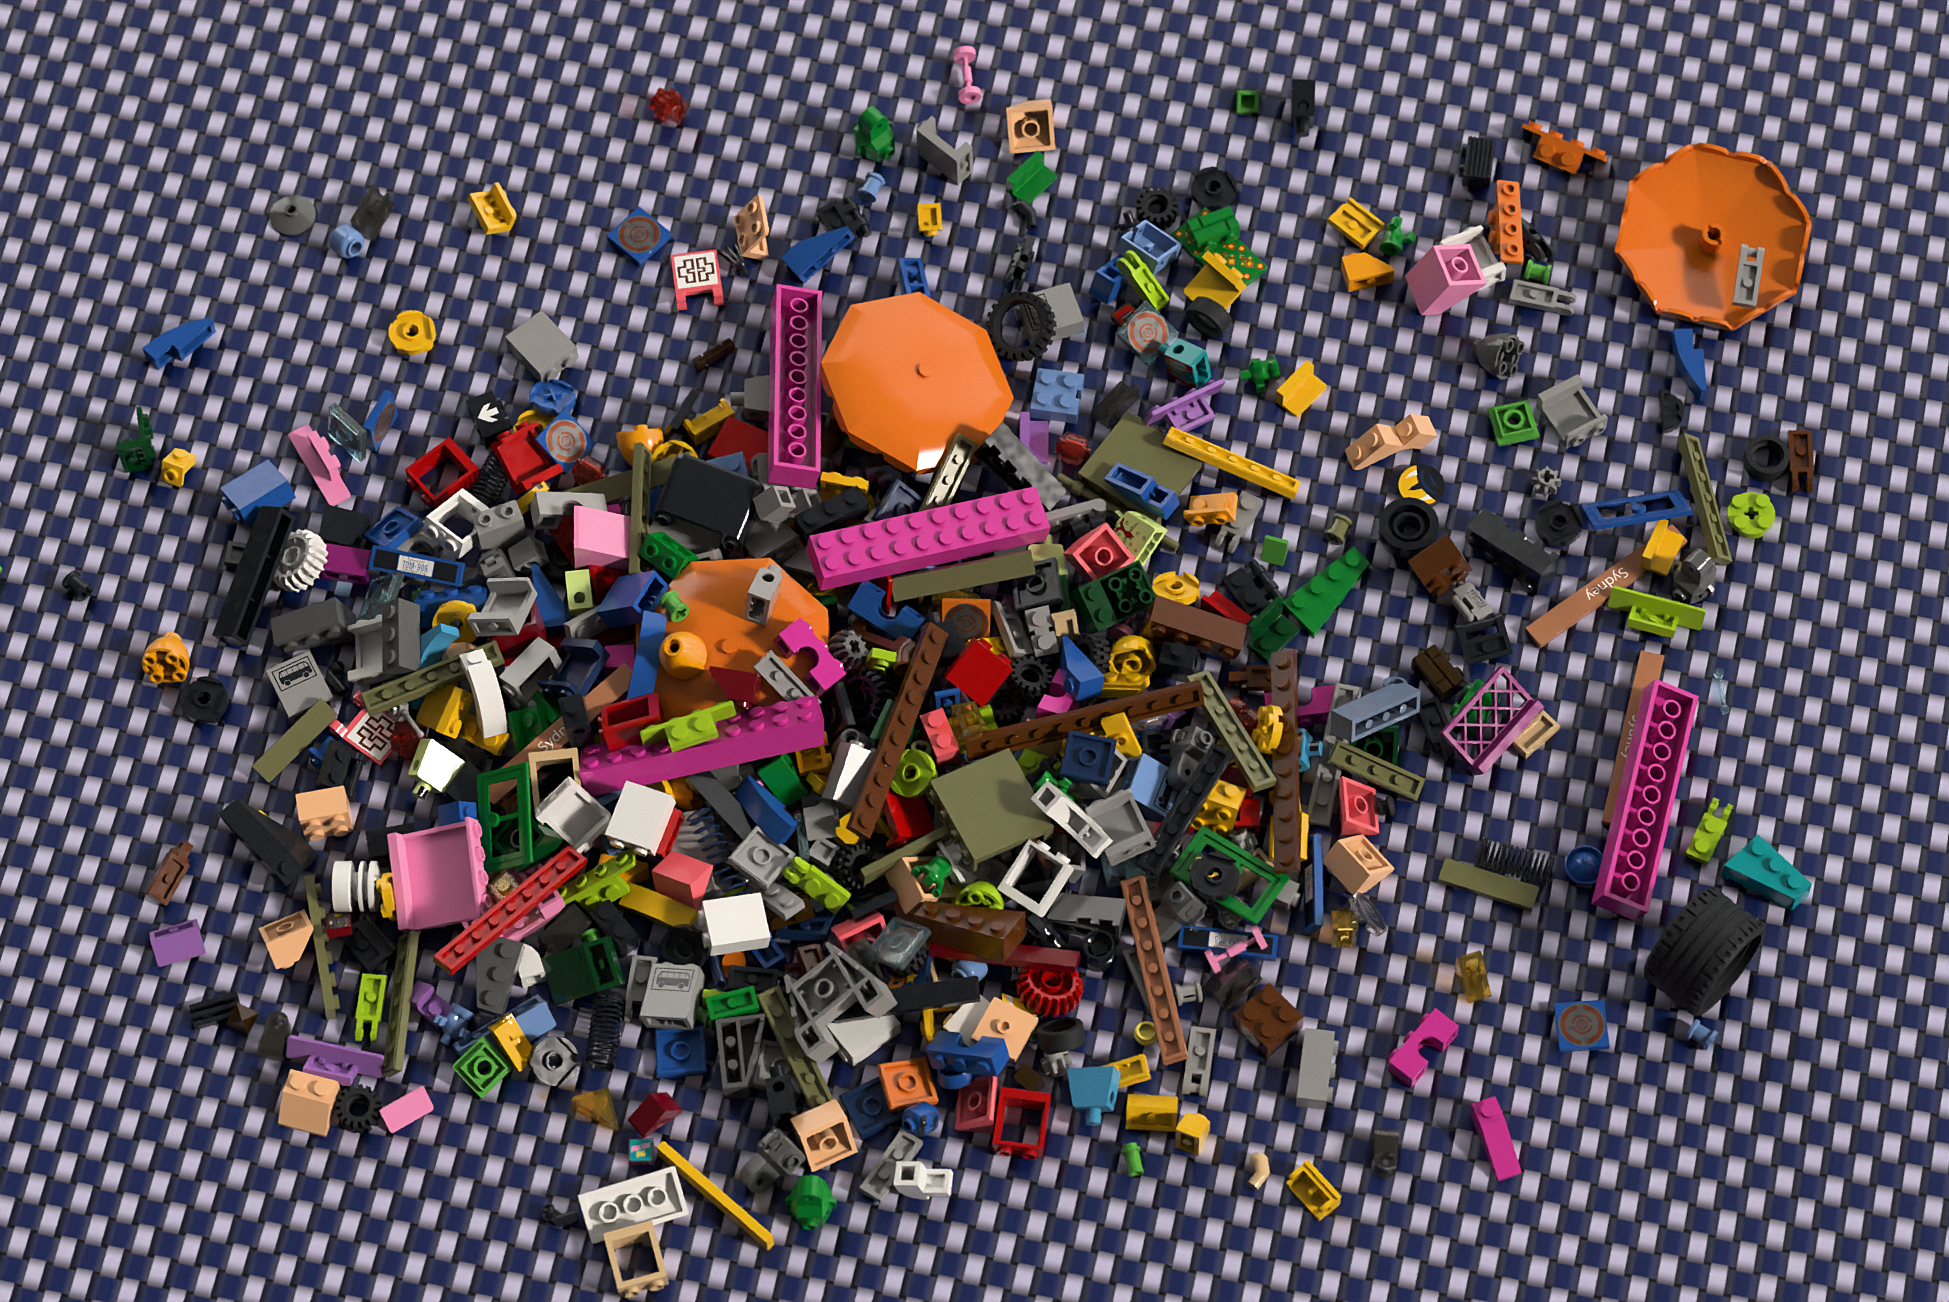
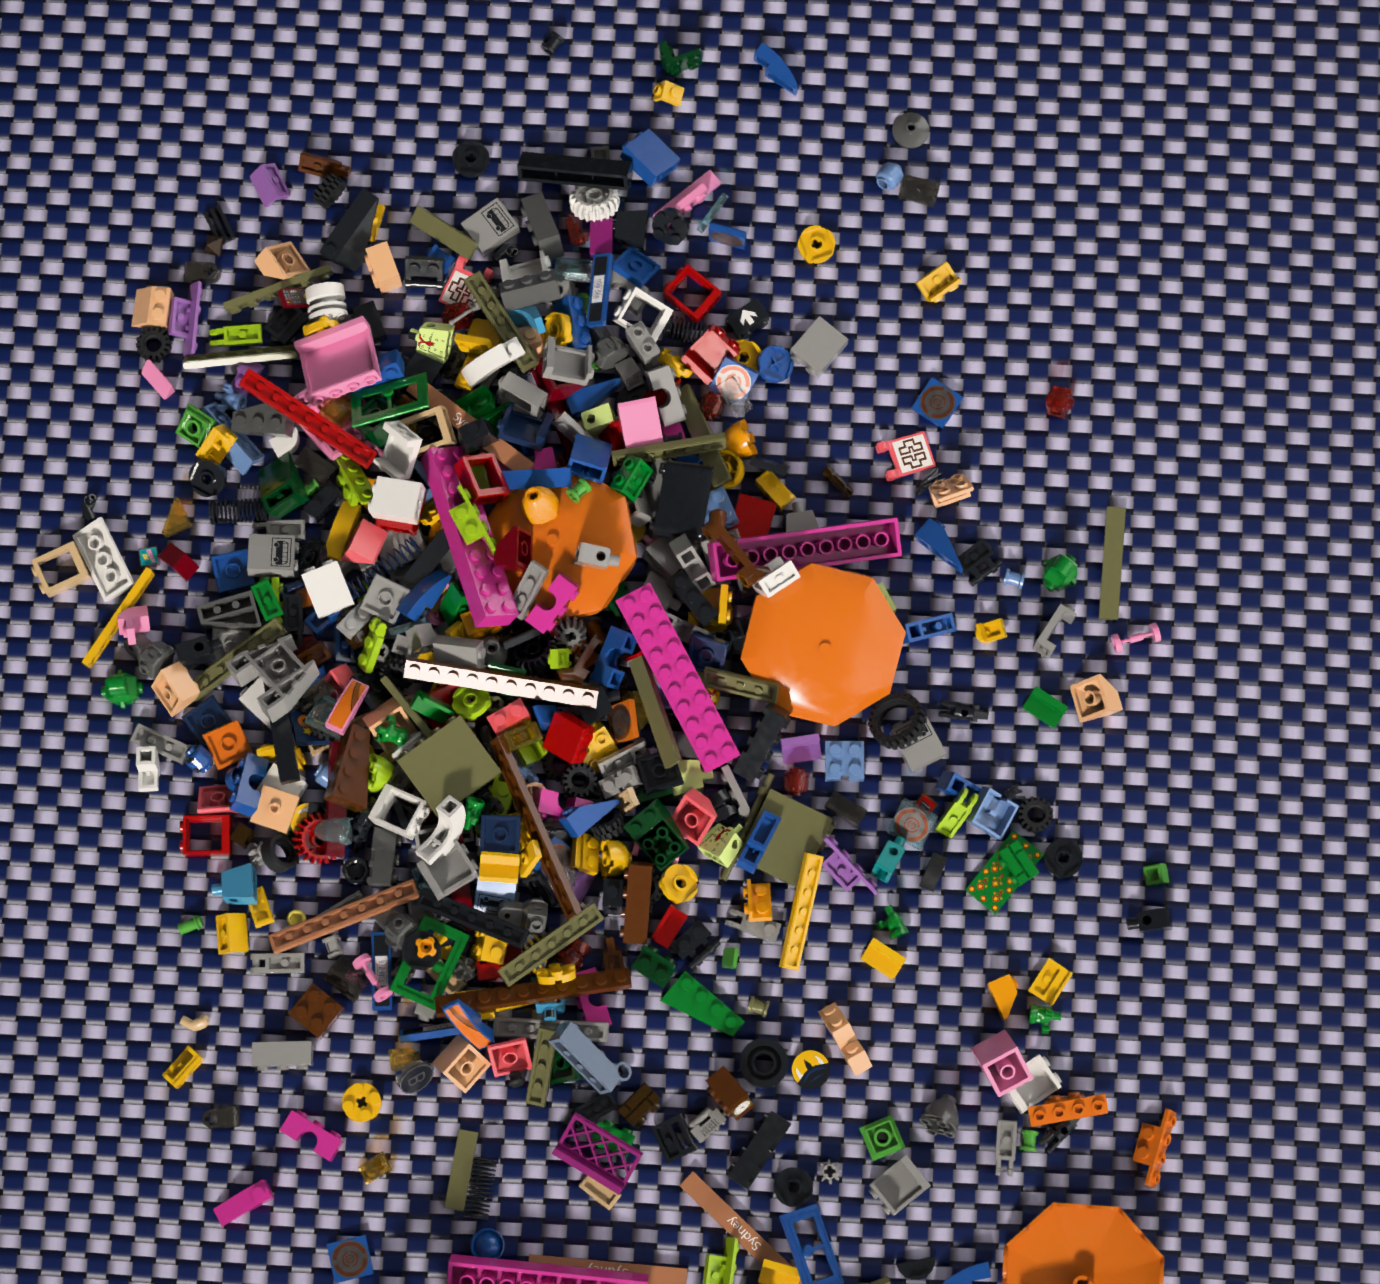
camera: 80 degrees right, 15 degrees up
(166, 659) = (499, 123): light orange piece -> none
(206, 865) = (329, 191): none -> black tyre
(328, 592) = (573, 233): none -> clear red bracket
(363, 487) = (661, 230): none -> black plate
(584, 444) = (734, 396): none -> clear plate
(729, 1170) = (133, 621): none -> bright pink brick
(762, 453) = (716, 530): none -> reddish brown plate
(833, 403) = (780, 576): none -> white panel
(872, 87) = (1112, 563): none -> olive tile
(893, 916) = (346, 706): none -> slope
(910, 822) = (431, 707): none -> green panel
(1026, 209) = (1014, 710): black arm -> none
(1046, 953) = (335, 830): none -> clear light blue piece
(1127, 767) = (499, 867): none -> yellow panel
(1192, 1133) = (215, 966): yellow slope -> none
(1216, 281) = (966, 873): yellow bracket -> none
(1217, 860) = (428, 942): none -> light orange plate
(1314, 834) = (469, 1024): none -> slope
(1391, 1000) = (356, 1092): none -> yellow plate
(1478, 162) = (1127, 1076): black brick -> none

